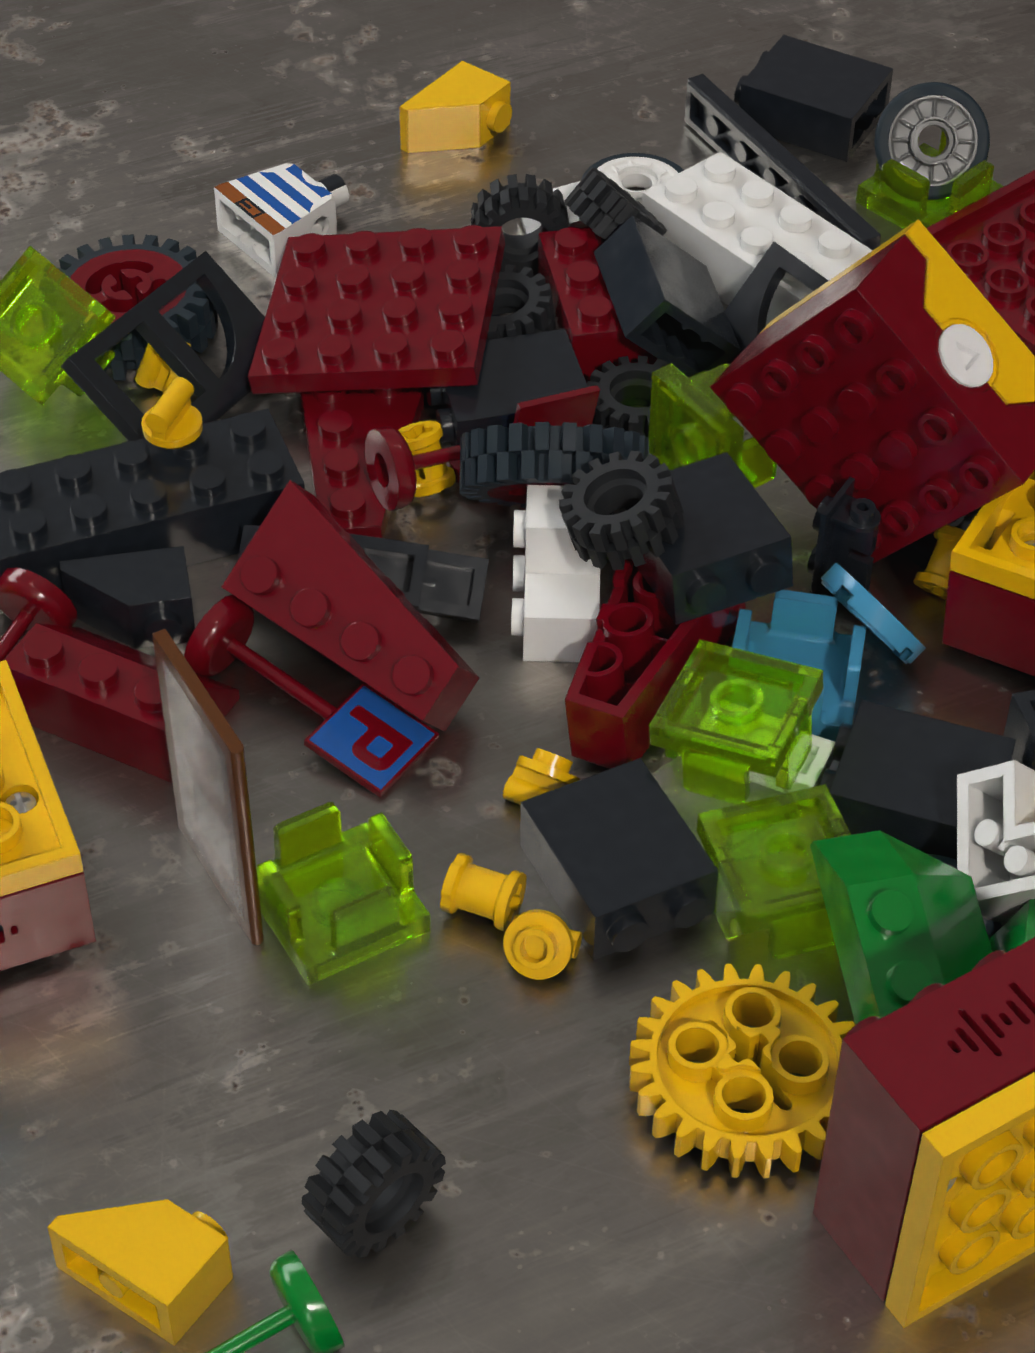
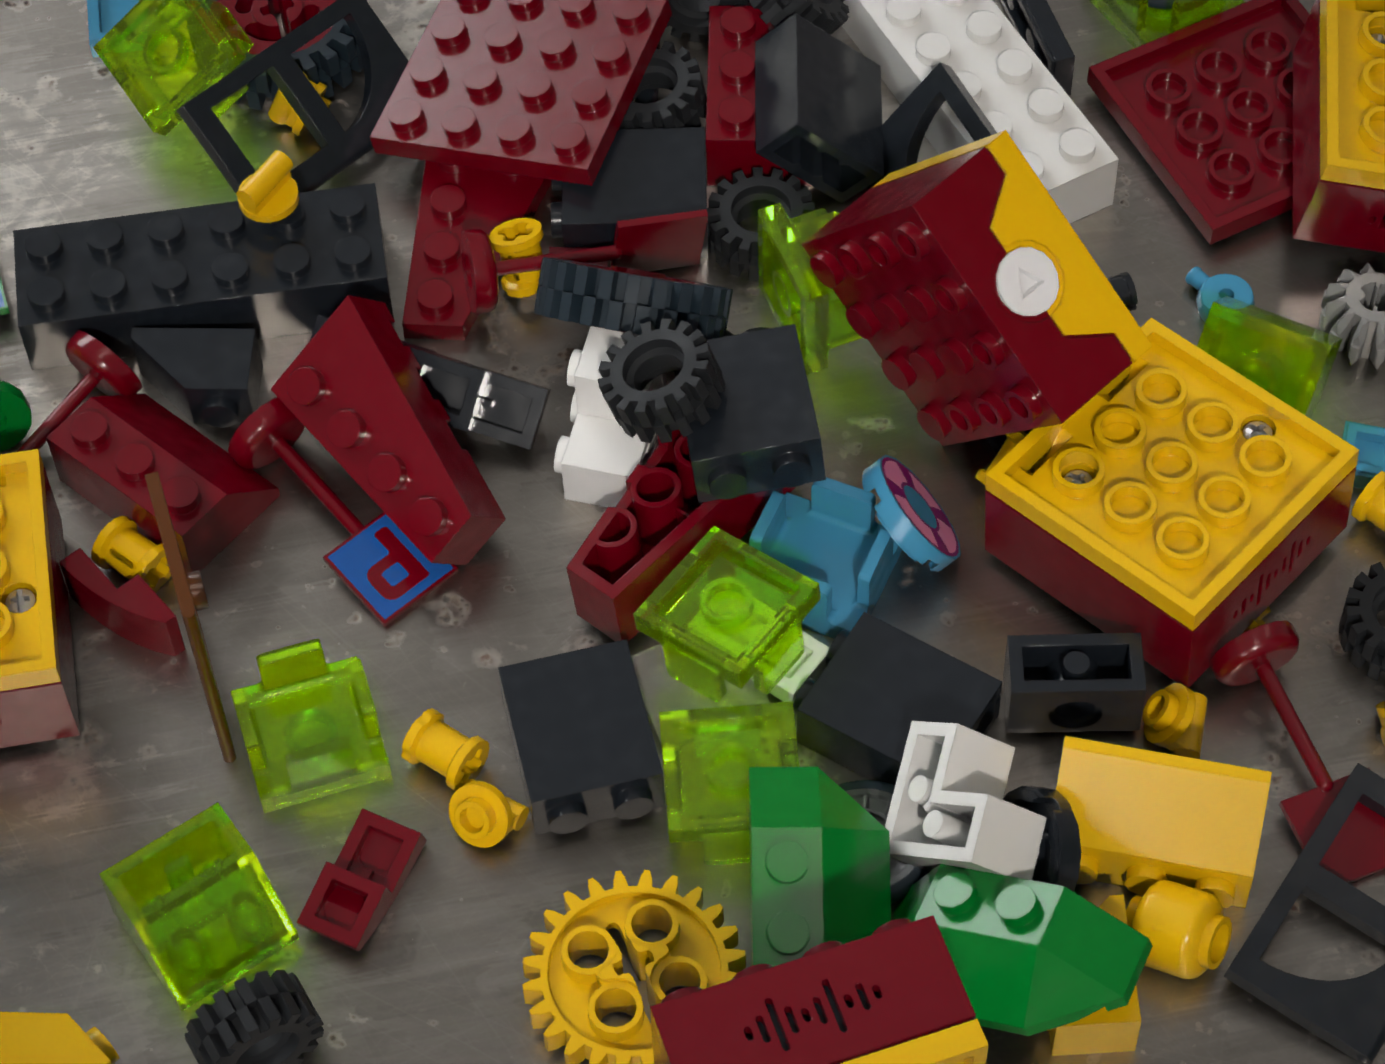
camera: 15 degrees right, 10 degrees up
(110, 766) = (130, 553): none -> yellow bush
(122, 817) = (128, 611): none -> dark red slope
(274, 1075) = (198, 906): none -> clear neon green slope
(433, 1028) = (363, 881): none -> dark red slope
(537, 776) = (536, 636): yellow plate -> none
(845, 536) = (905, 425): black hinge -> none

